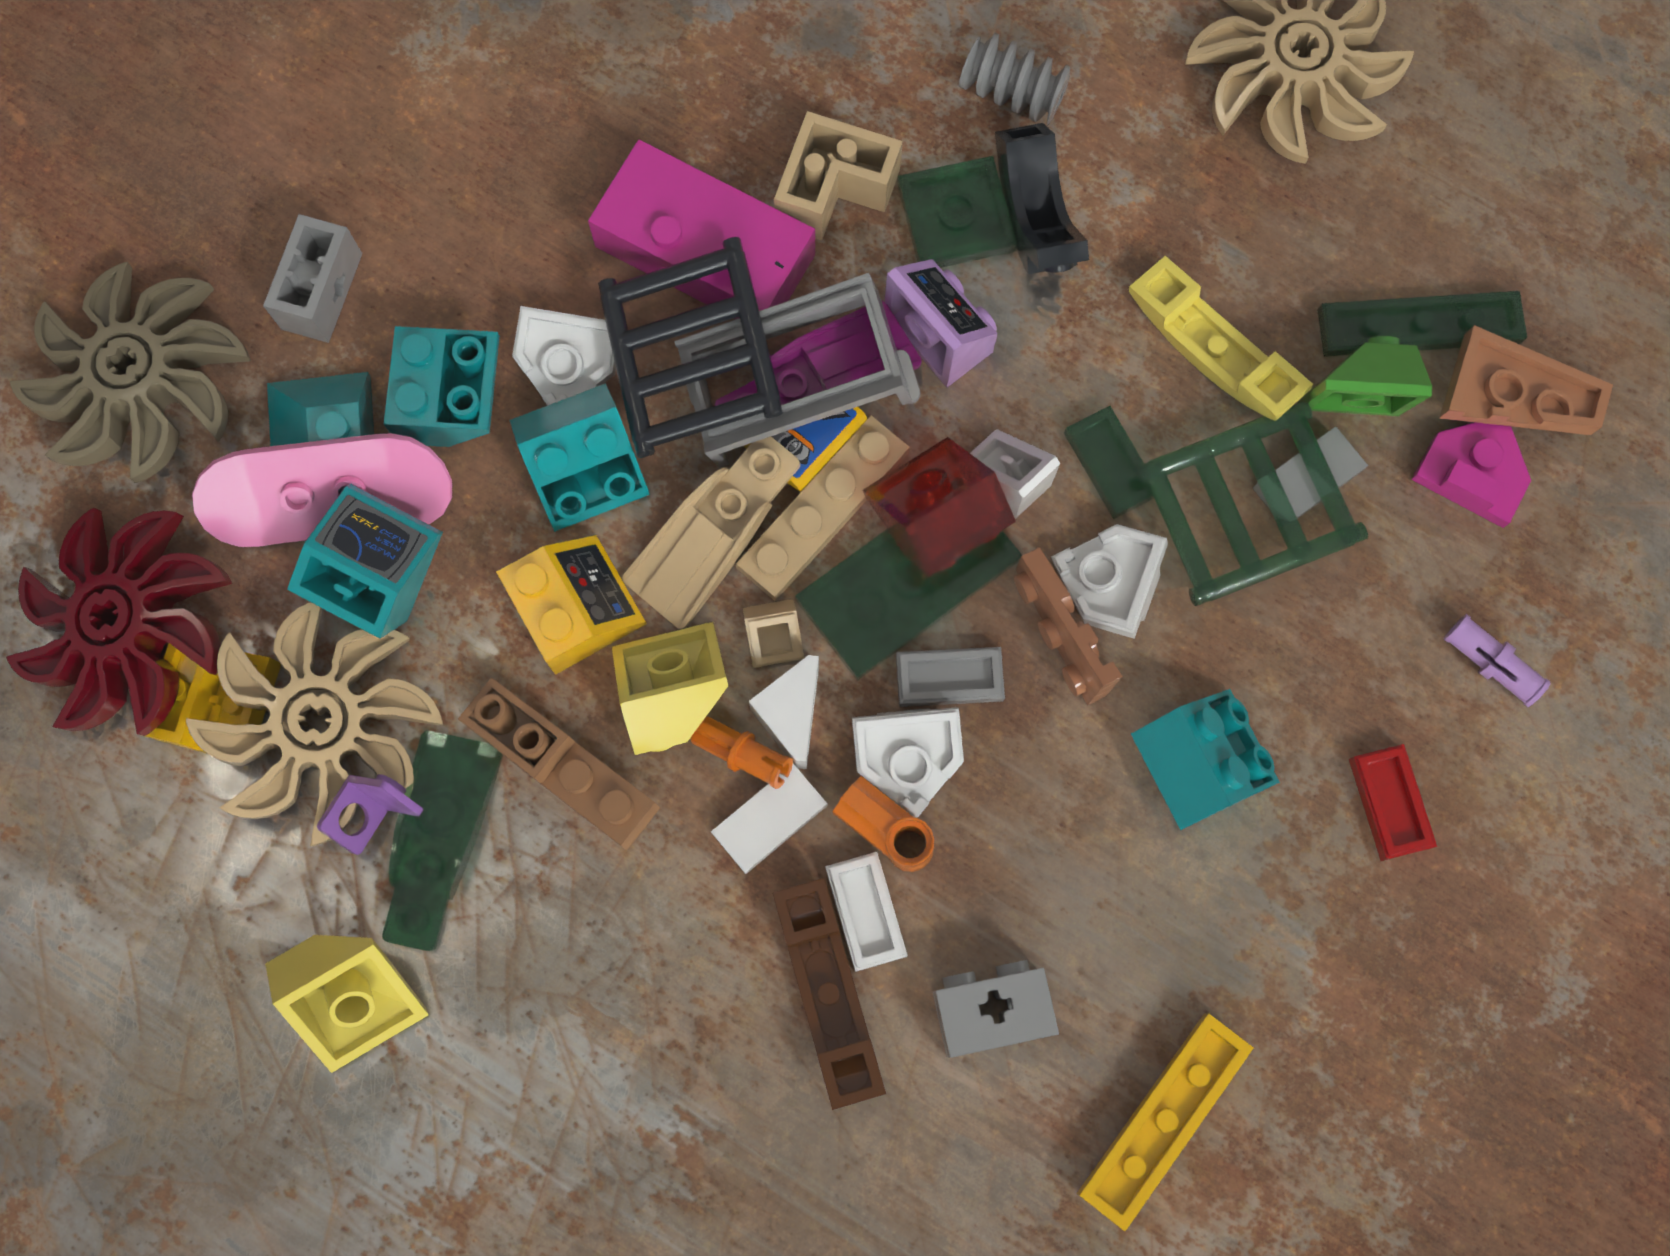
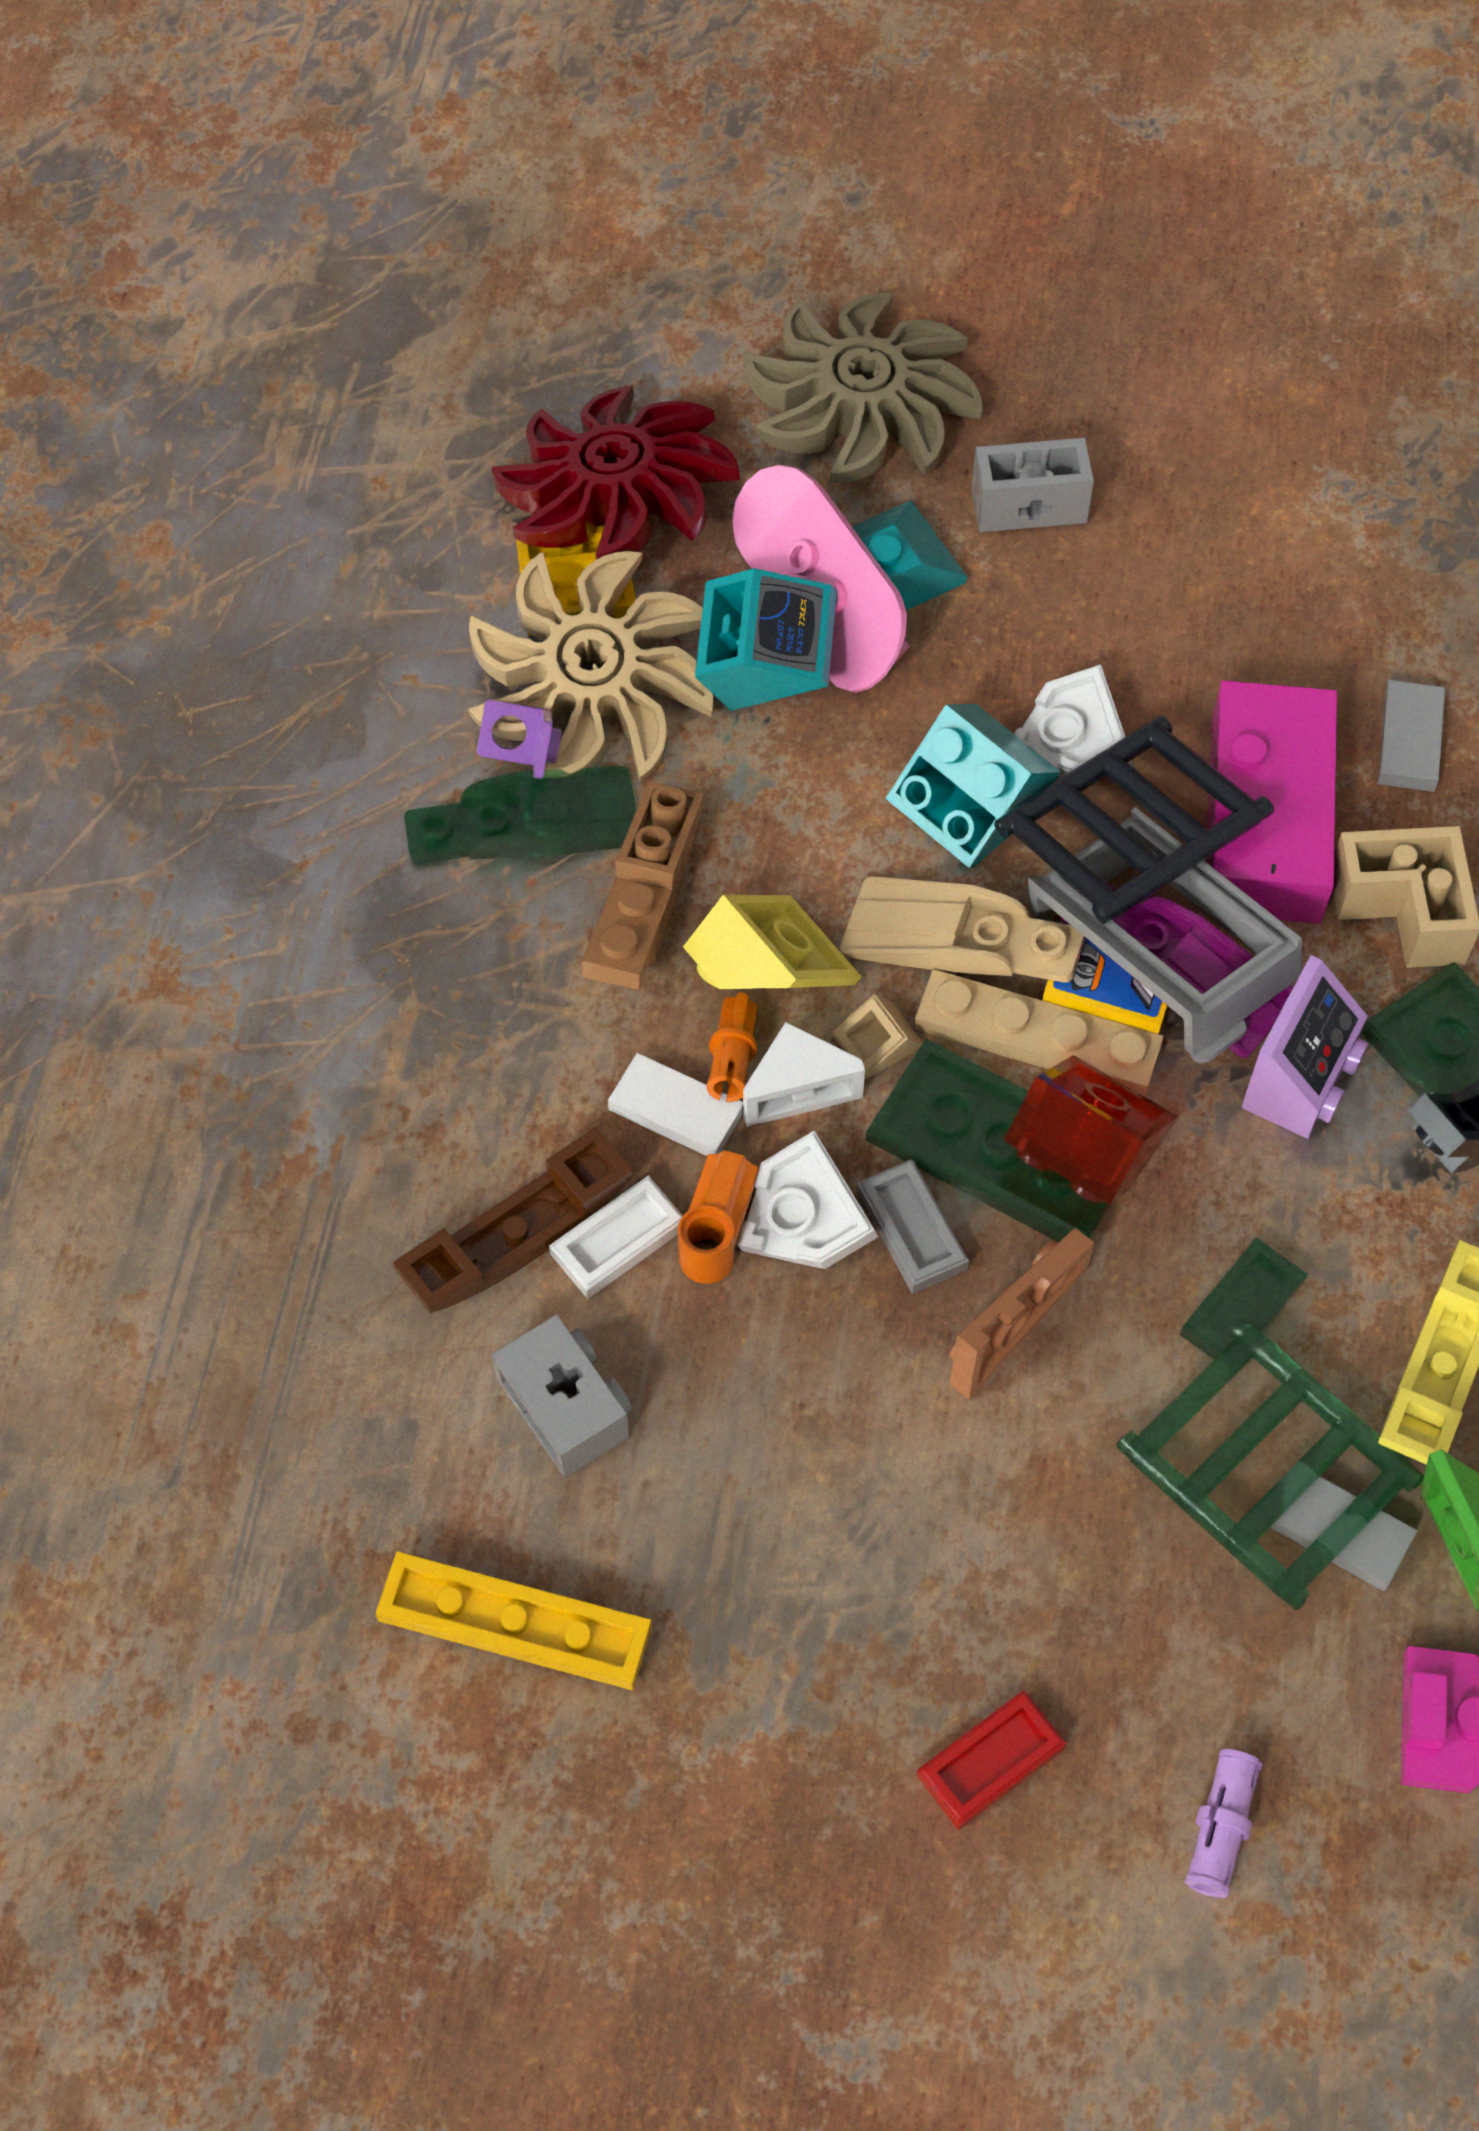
camera: 70 degrees right, 15 degrees down
(341, 996) = (331, 793): light yellow slope -> none
(441, 384) = (978, 626): teal slope -> none
(571, 600) = (816, 832): yellow slope -> none
(684, 107) = (1411, 735): none -> light grey tile
(1020, 468) = (1171, 1201): white slope -> none
(1113, 577) = (1105, 1349): white plate -> none
(1205, 757) = (944, 1518): teal slope -> none

